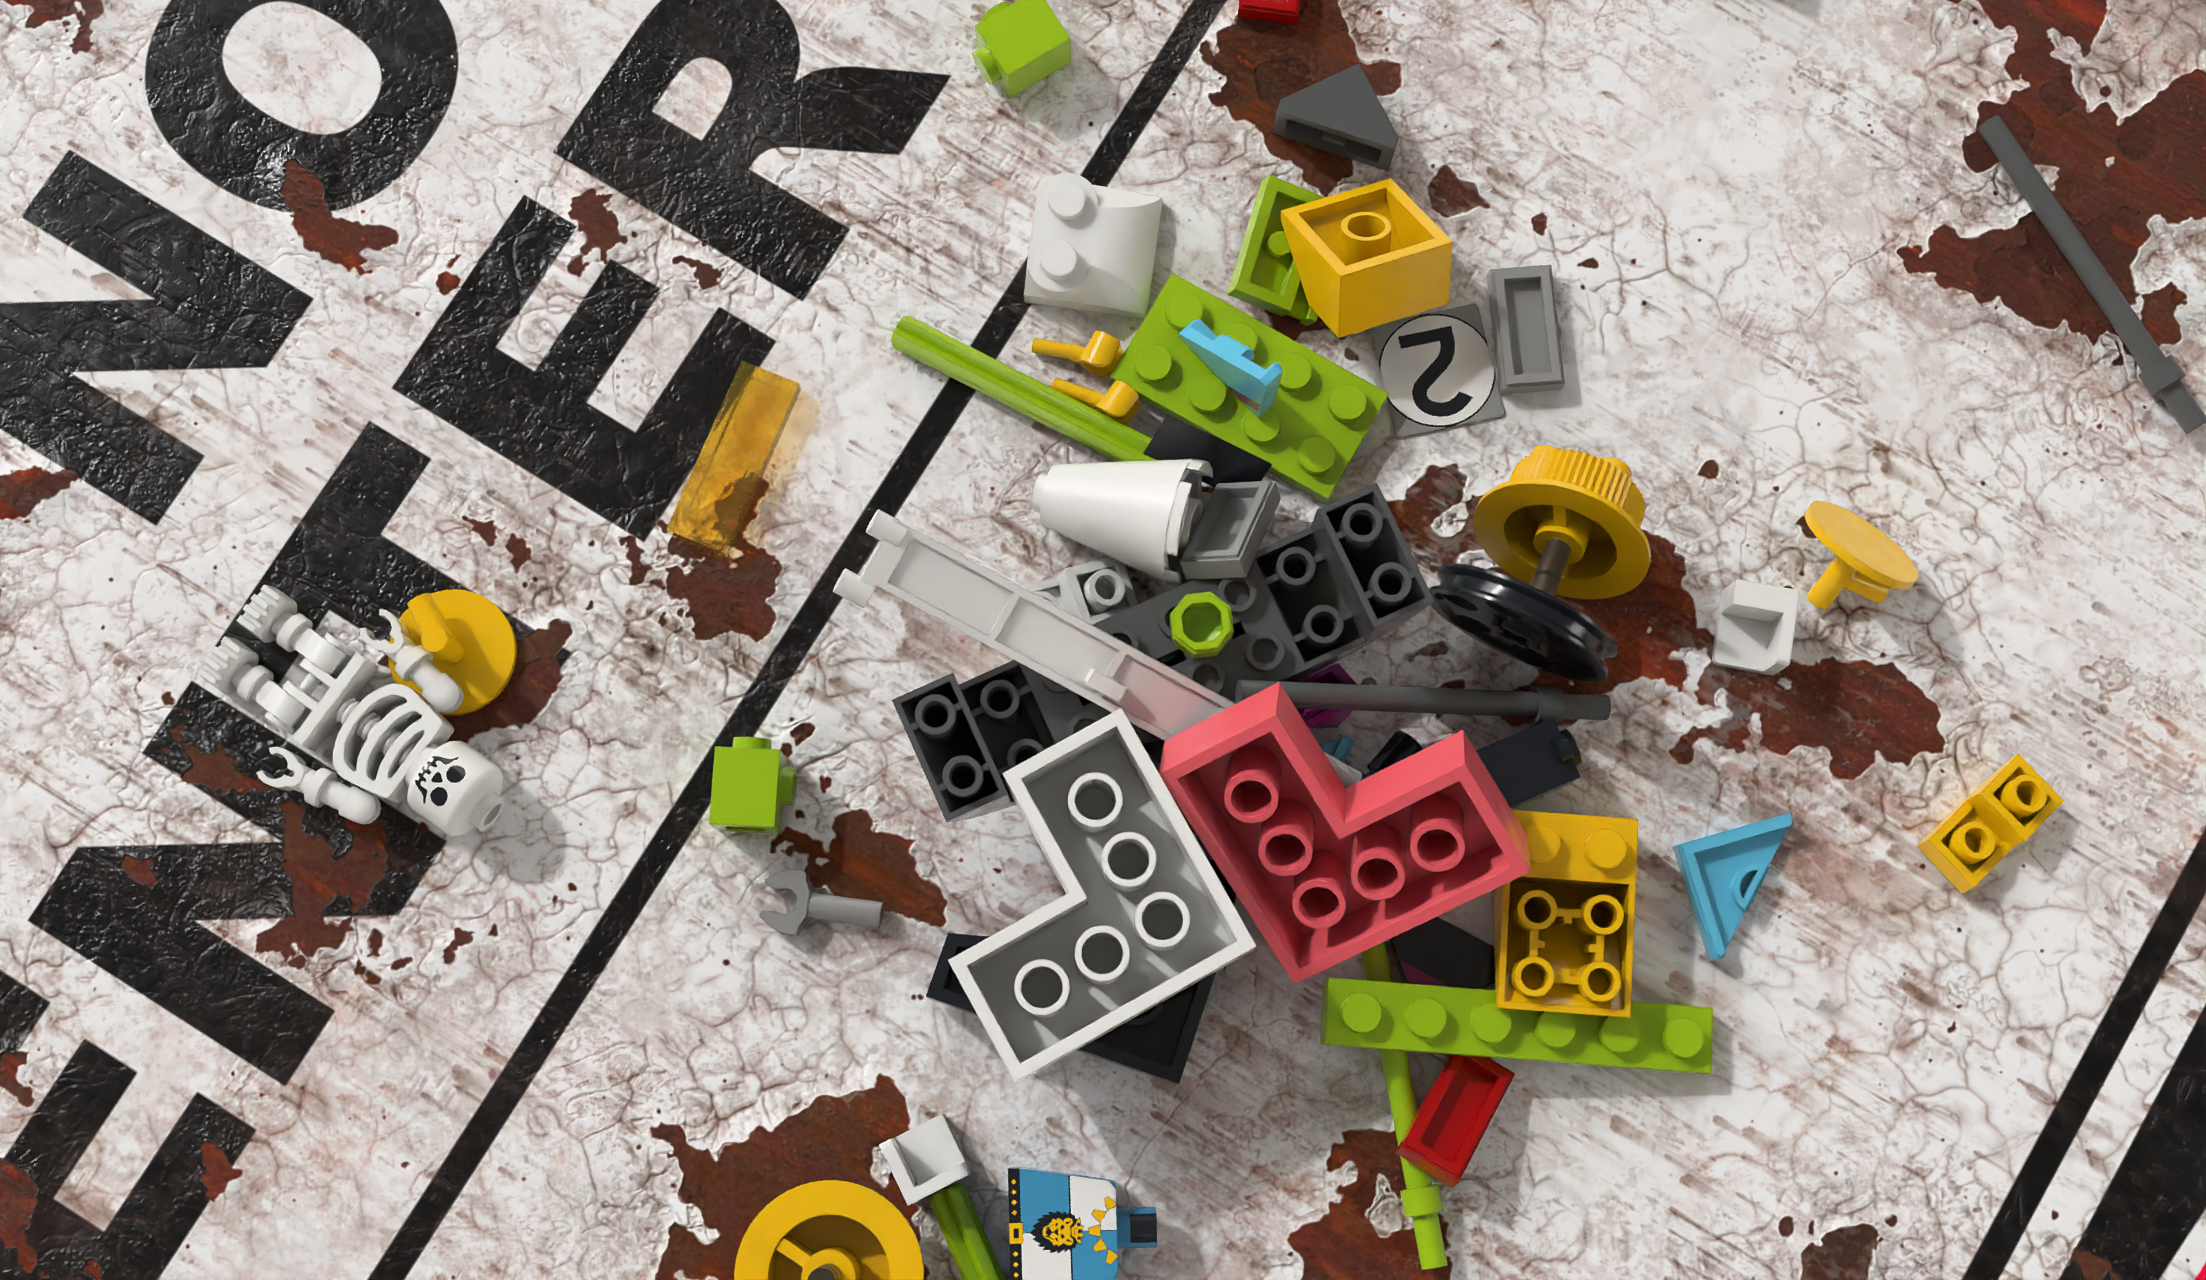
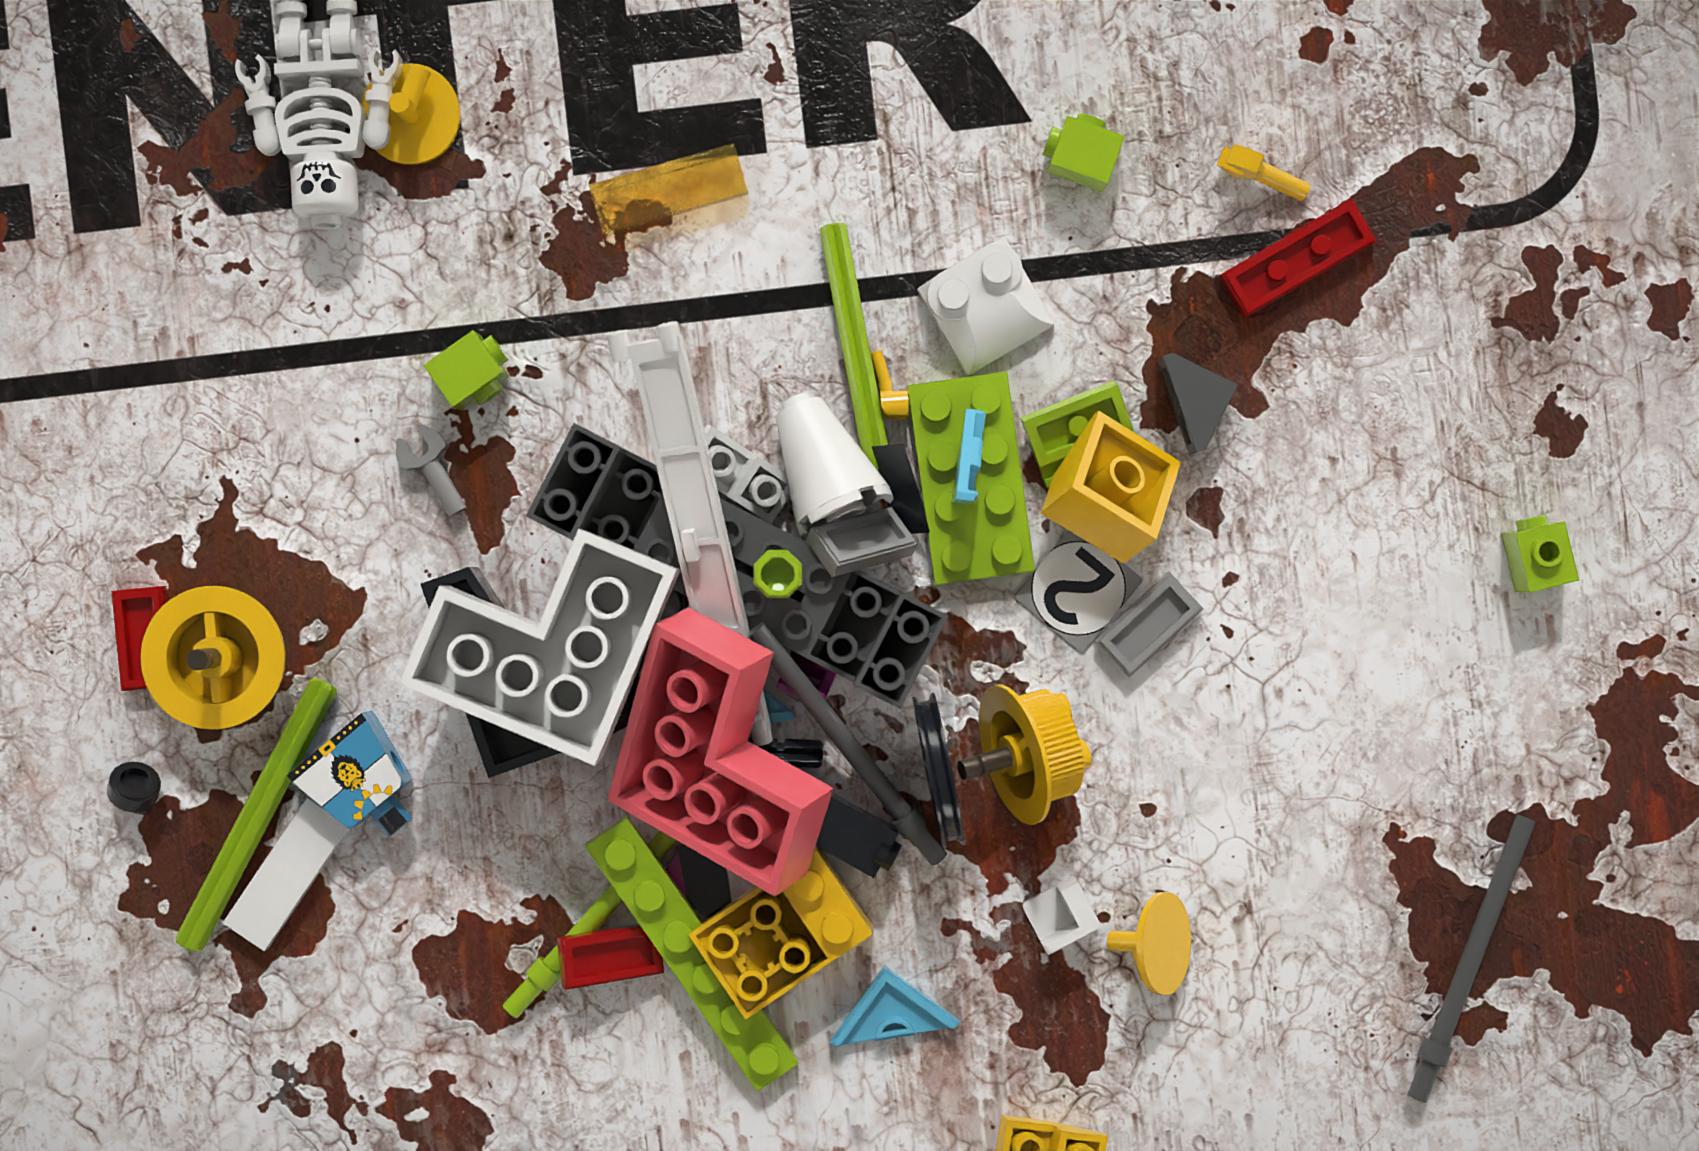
camera: 60 degrees right, 10 degrees up
(925, 1159) = (330, 658): white panel -> none
(1098, 357) = (917, 367): yellow hand -> none

